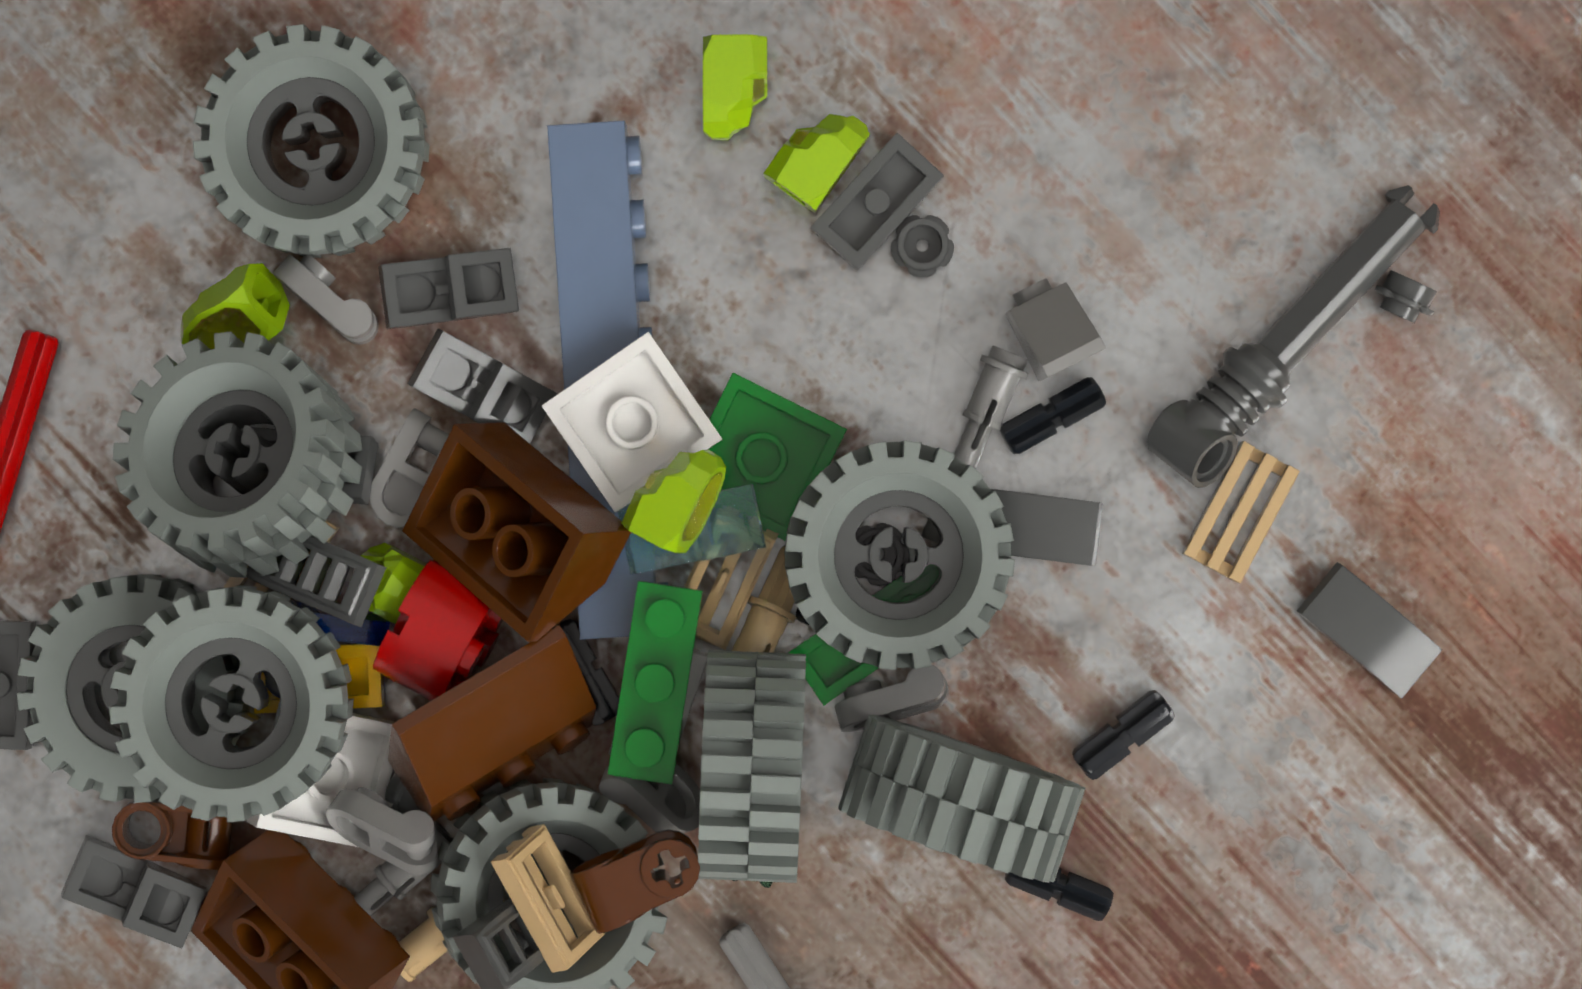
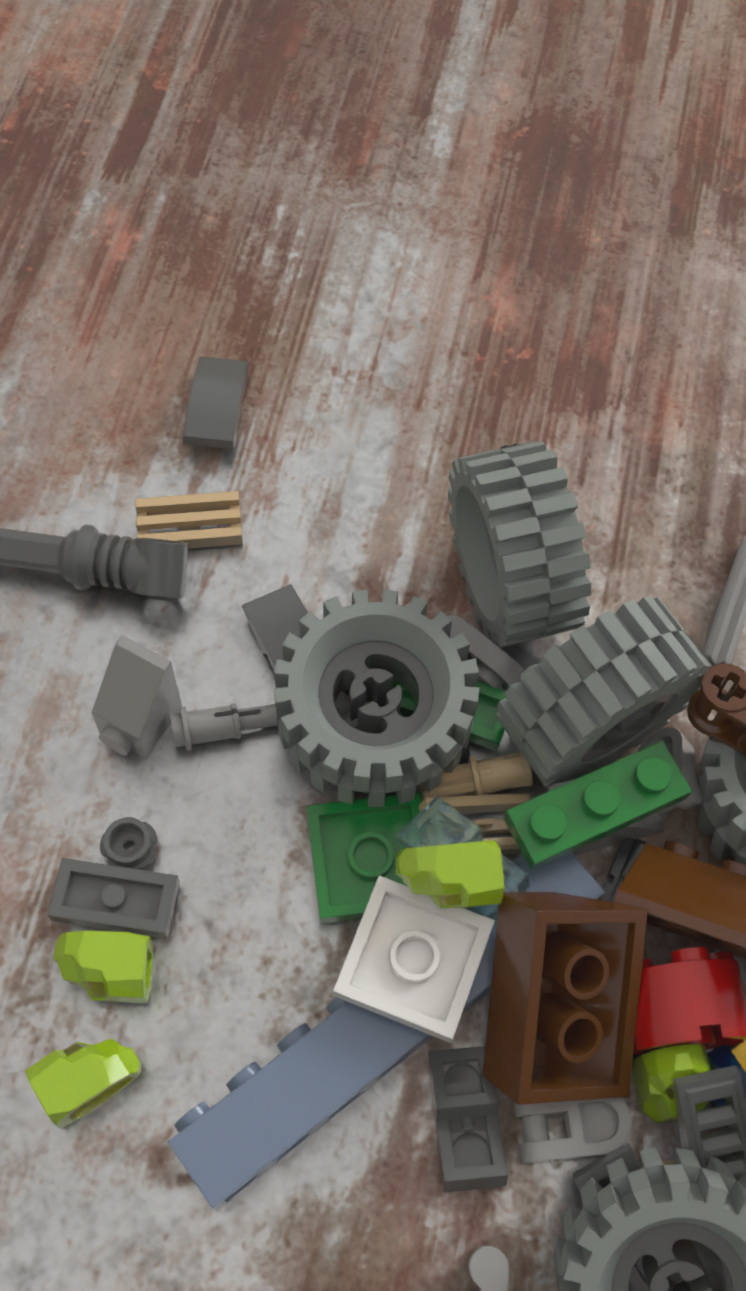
camera: 125 degrees left, 25 degrees down
(448, 288) = (406, 1206): dark grey slope -> none
(1064, 409) = (210, 680): black piece -> none
(1135, 725) = (401, 507): black piece -> none

